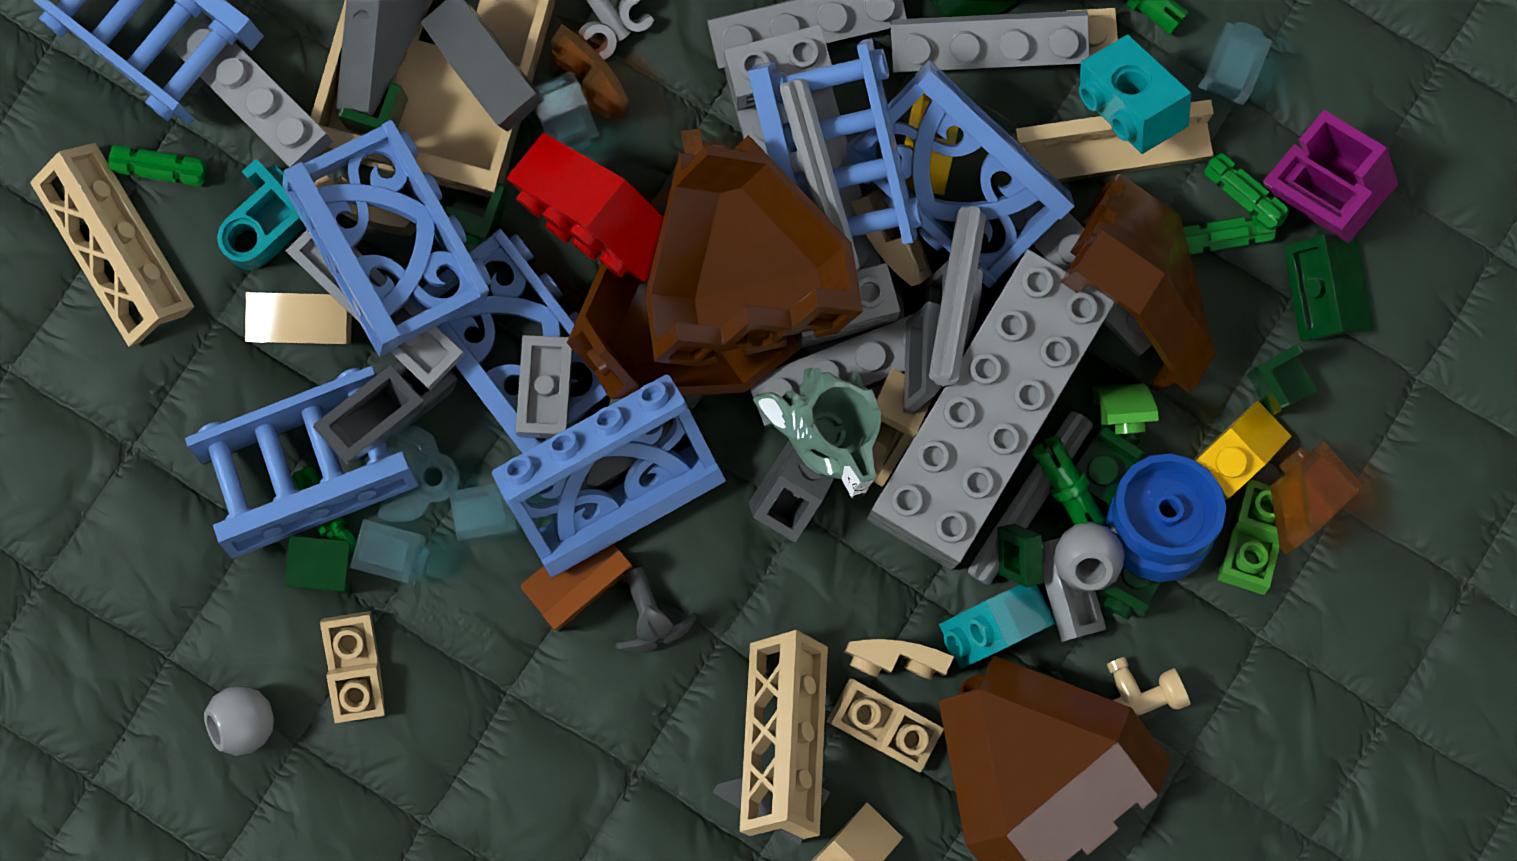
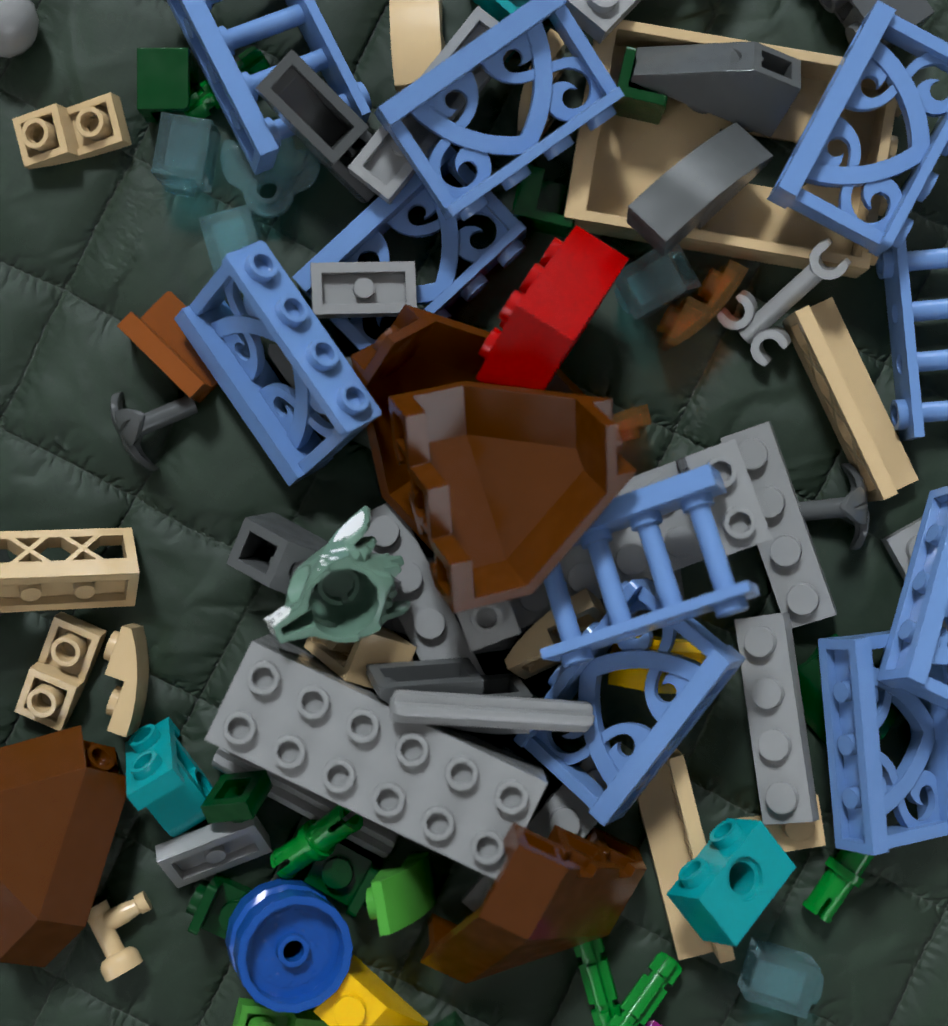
camera: 90 degrees right, 5 degrees up
(814, 154) = (623, 545): light grey axle -> none
(1089, 557) = (237, 870): light grey piece -> none

